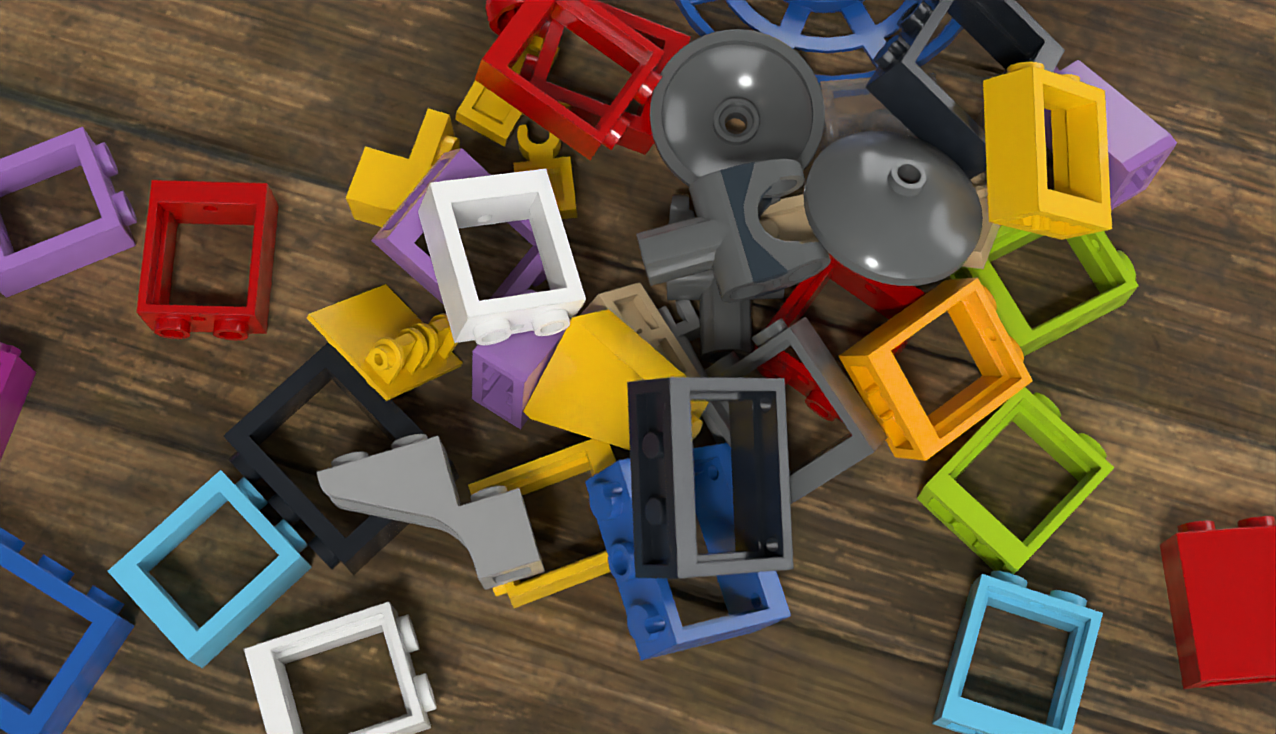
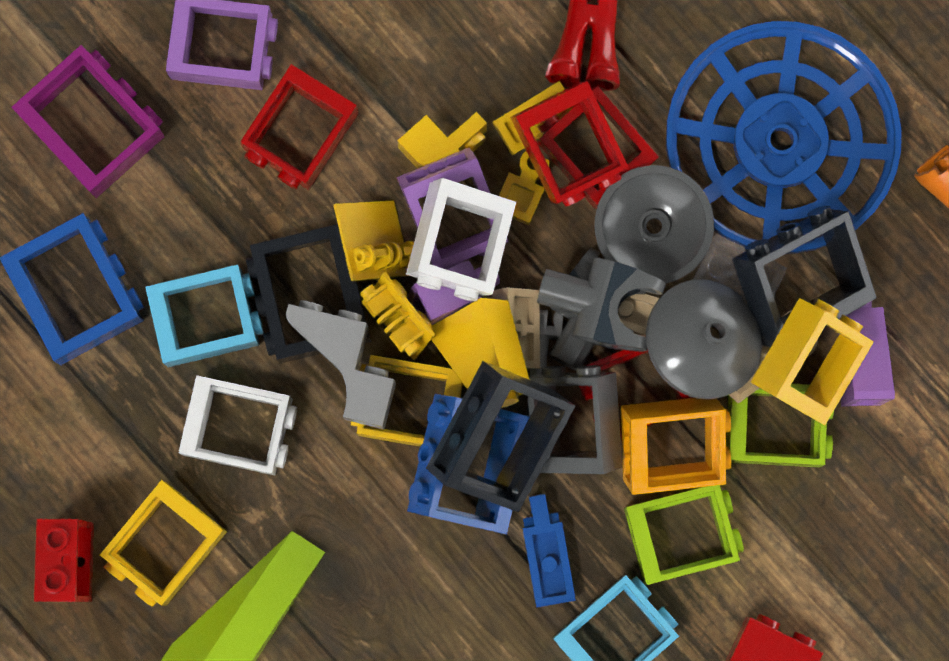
camera: 30 degrees right, 10 degrees up
(476, 411) = (409, 327): none -> yellow hinge
(859, 614) = (547, 555): none -> blue hinge

